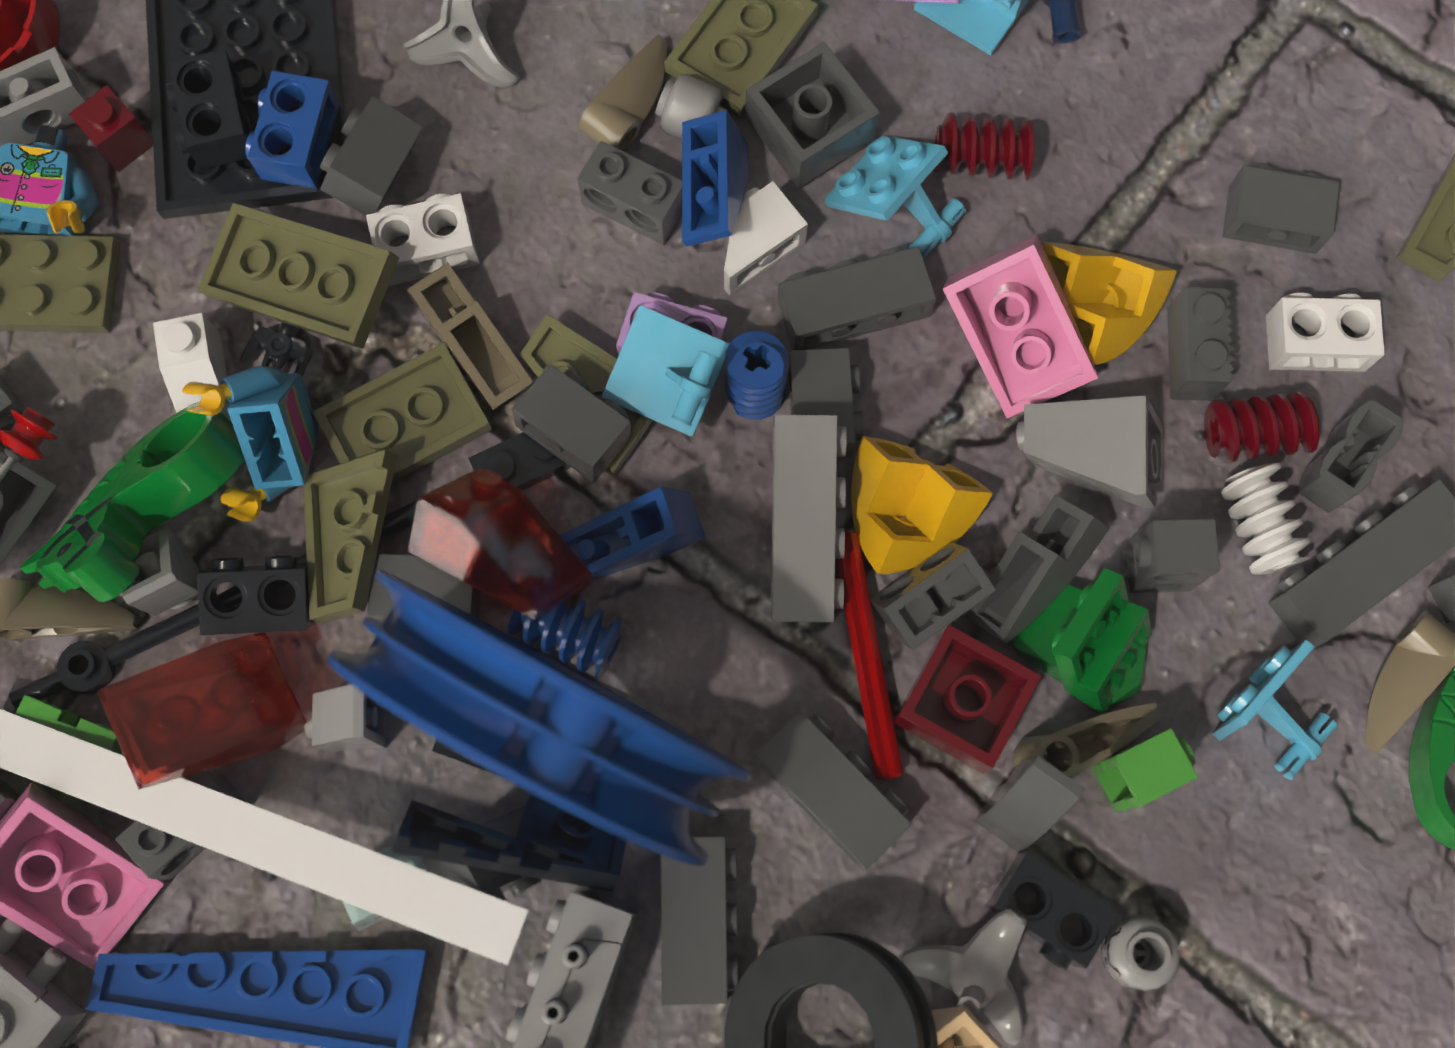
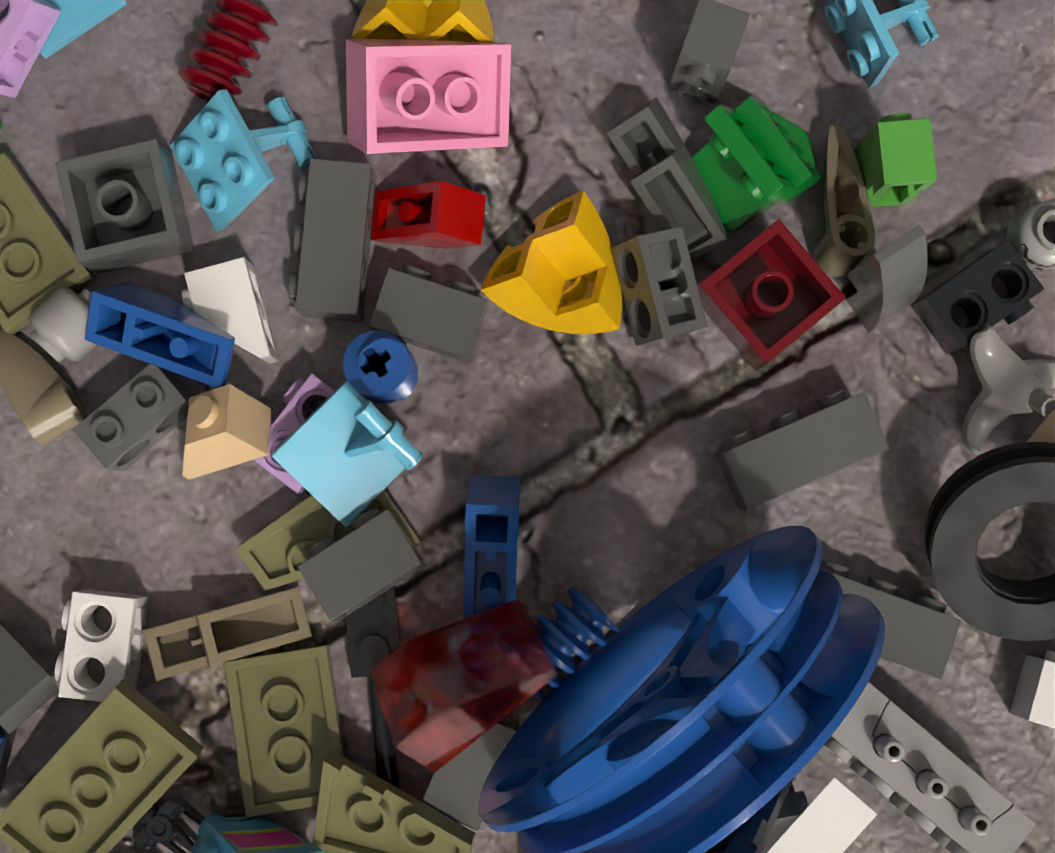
camera: 70 degrees left, 10 degrees up
(647, 261) = (224, 431): none -> tan slope
(805, 518) = (541, 376): light grey brick -> none
(868, 662) = (685, 369): red axle -> none
(912, 371) = (429, 216): none -> red slope
(1098, 443) = (574, 73): light grey slope -> none

